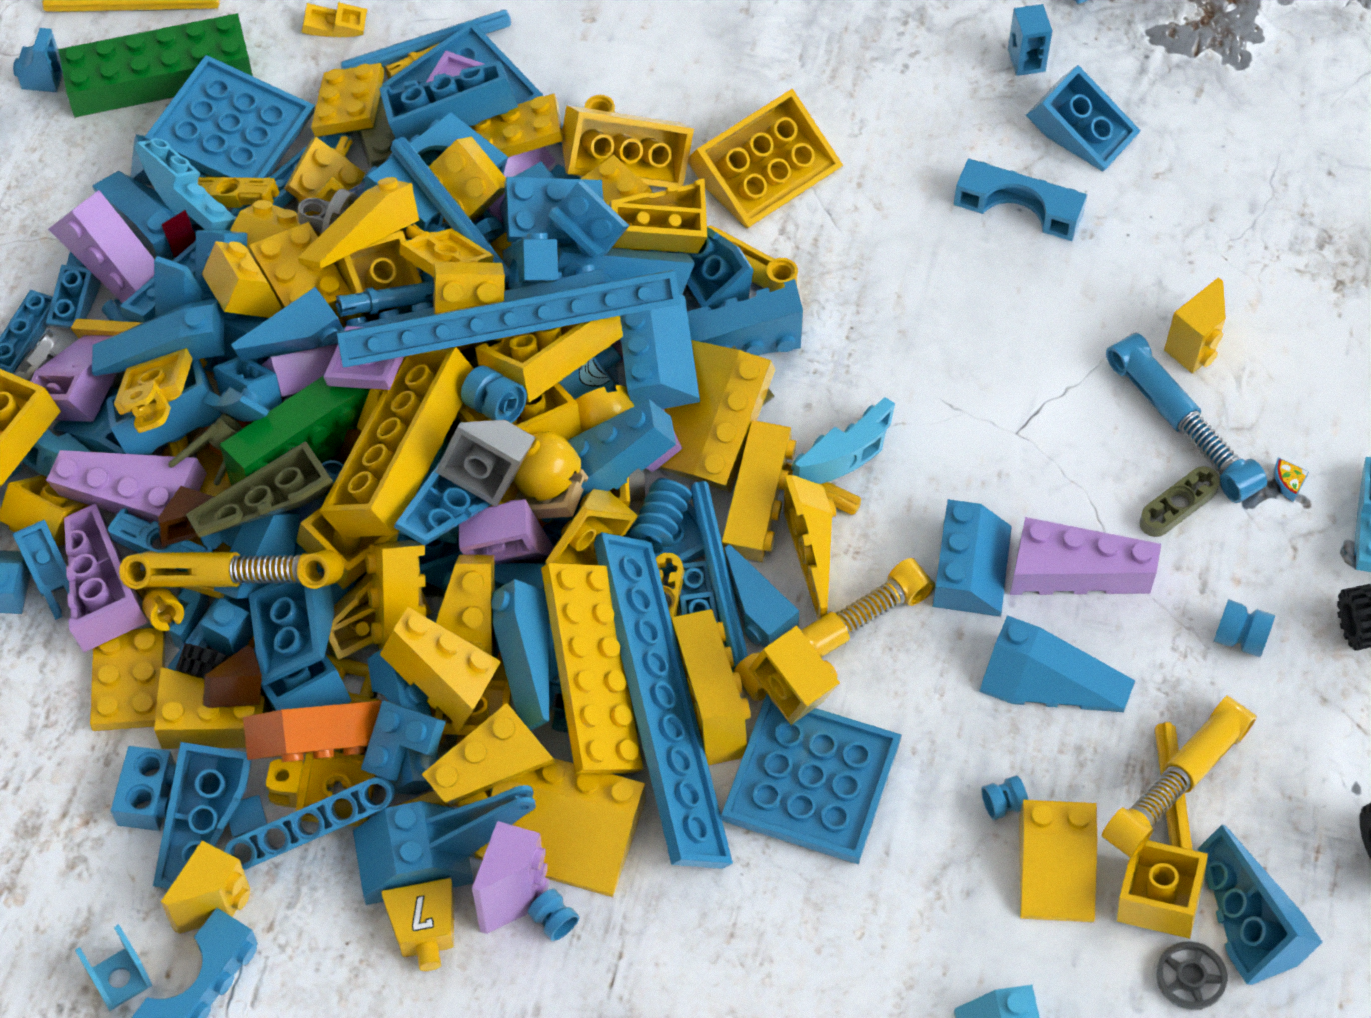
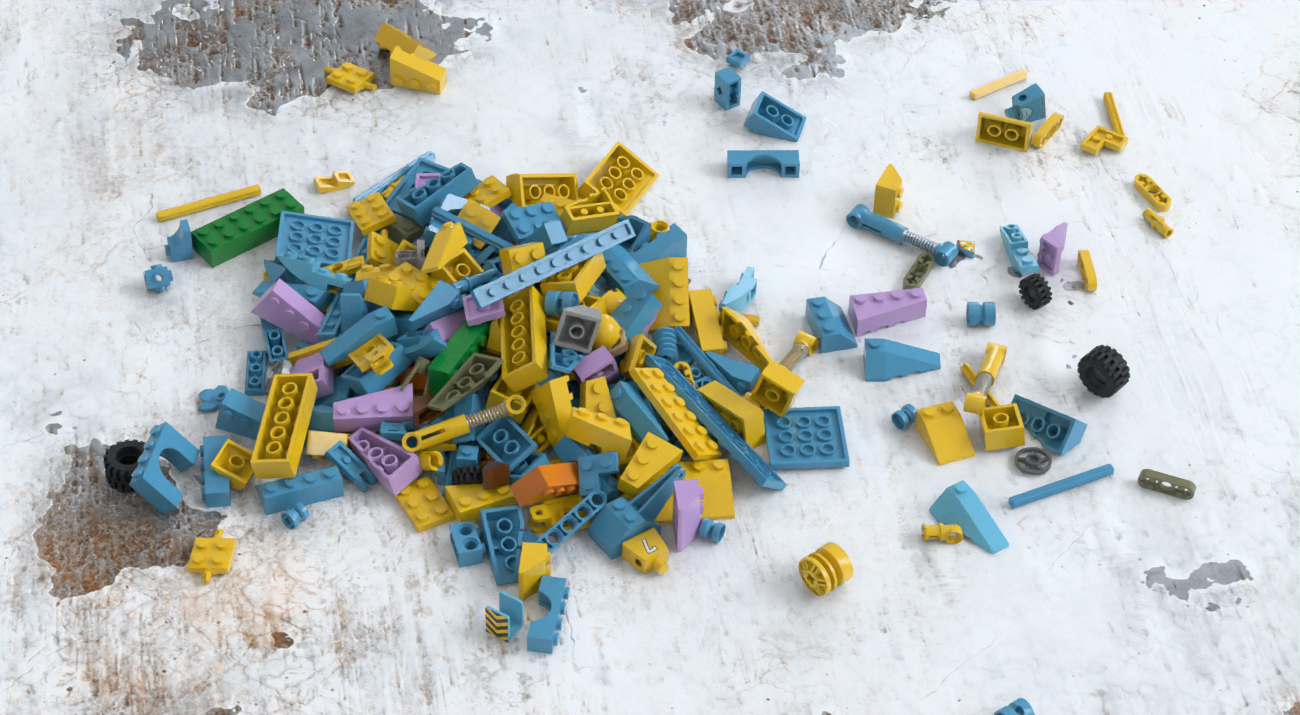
camera: 25 degrees left, 15 degrees down
(179, 233) = (326, 295): dark red sticker -> none
(440, 247) = (486, 252): yellow plate -> none
(588, 221) = (558, 212): dark azure bracket -> none

